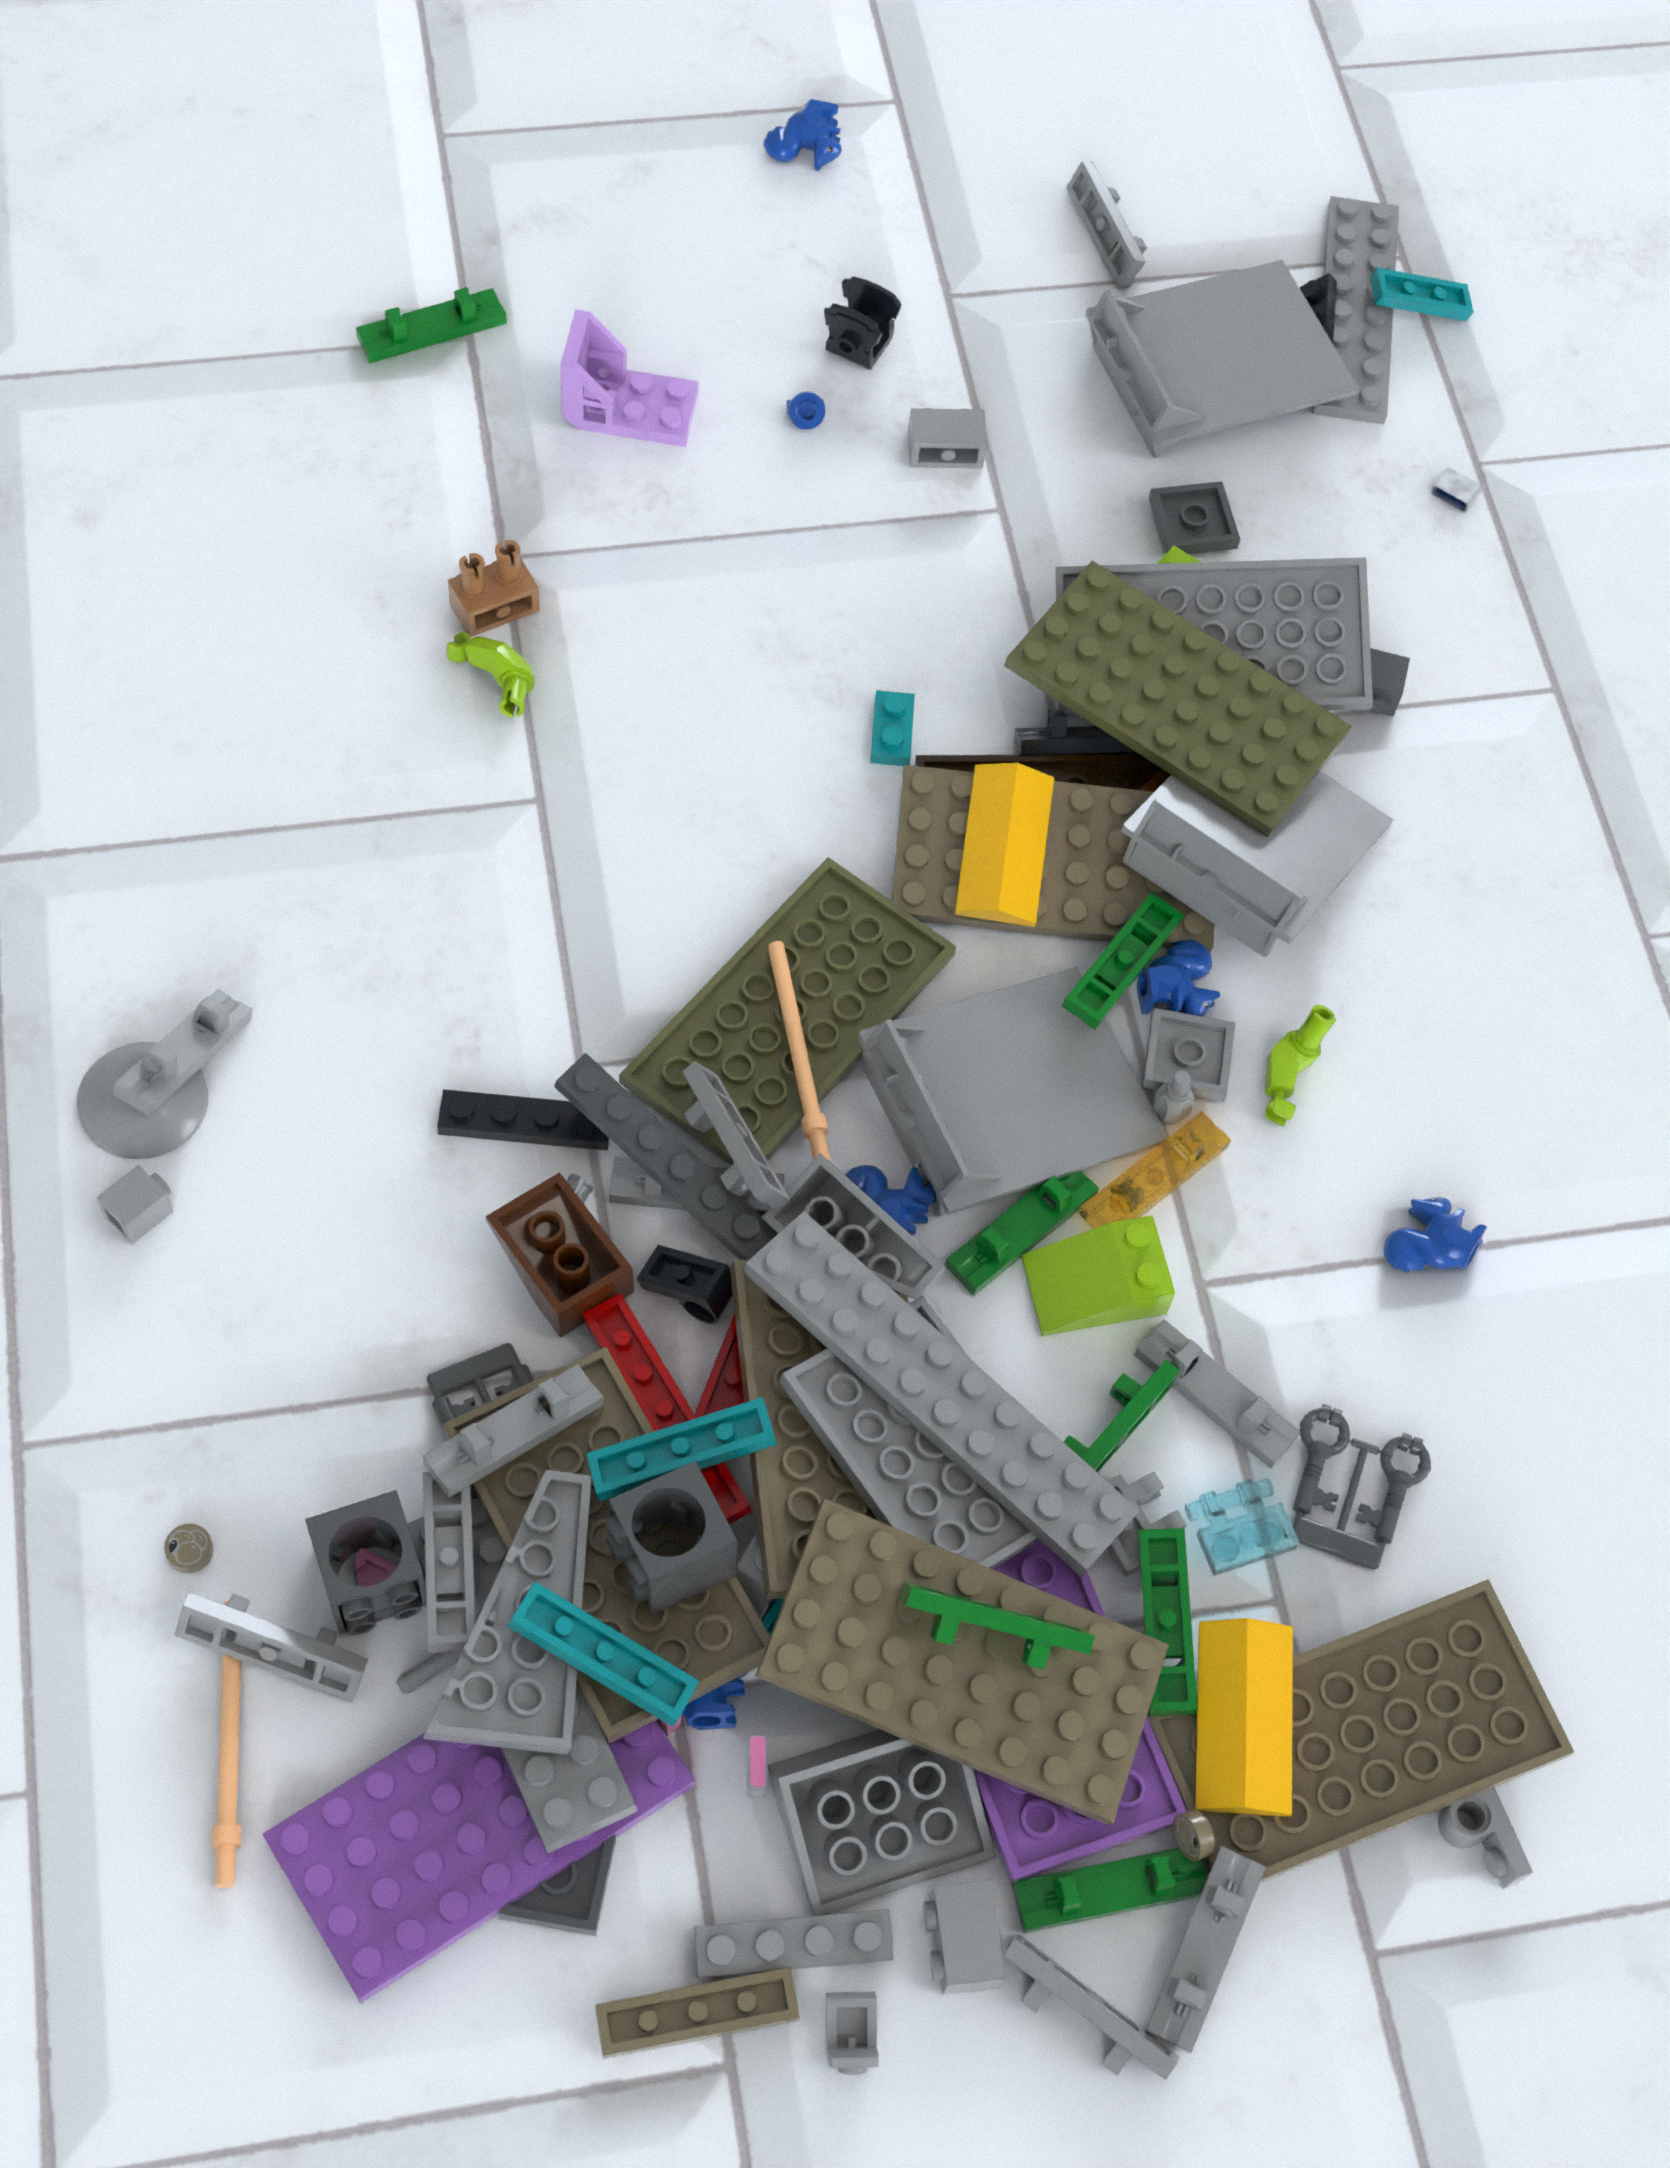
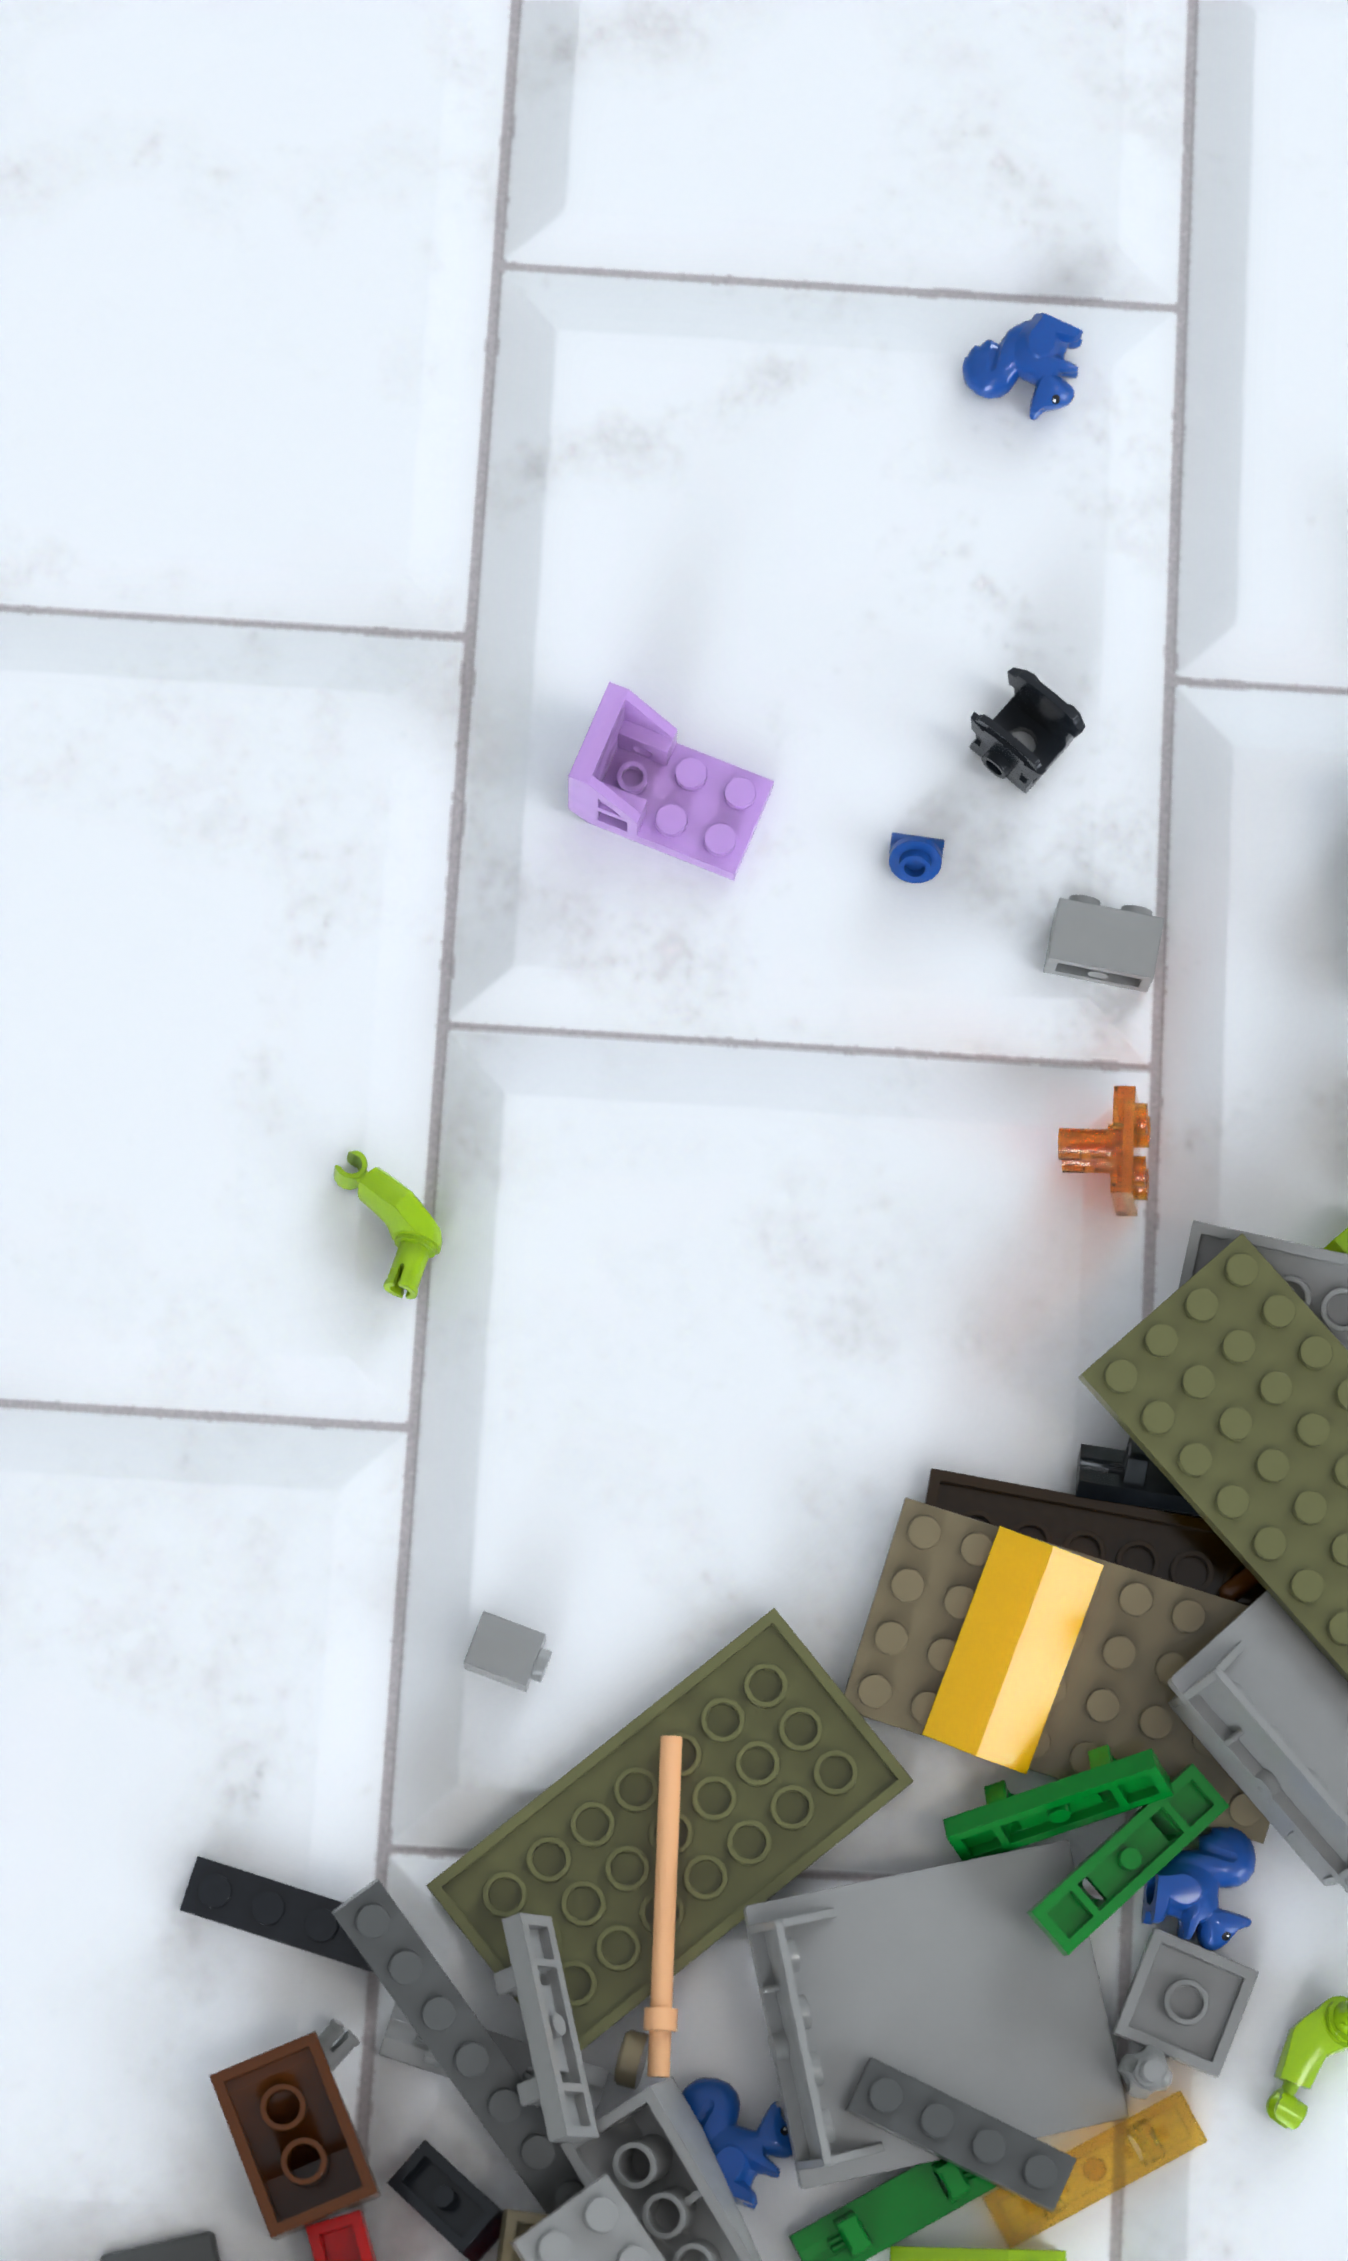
camera: 15 degrees right, 15 degrees up
(431, 324) = (419, 612): green hinge -> none
(493, 593) = (413, 1095): medium nougat brick -> none
(642, 918) = (507, 1652): none -> light grey brick
(798, 1158) = (631, 2059): none -> dark tan tile
(892, 728) = (913, 1408): teal plate -> none
(991, 544) = (1113, 1150): none -> clear orange plate
(1055, 1153) = (961, 2134): none -> dark grey plate
(1066, 934) = (1059, 1806): none -> green hinge

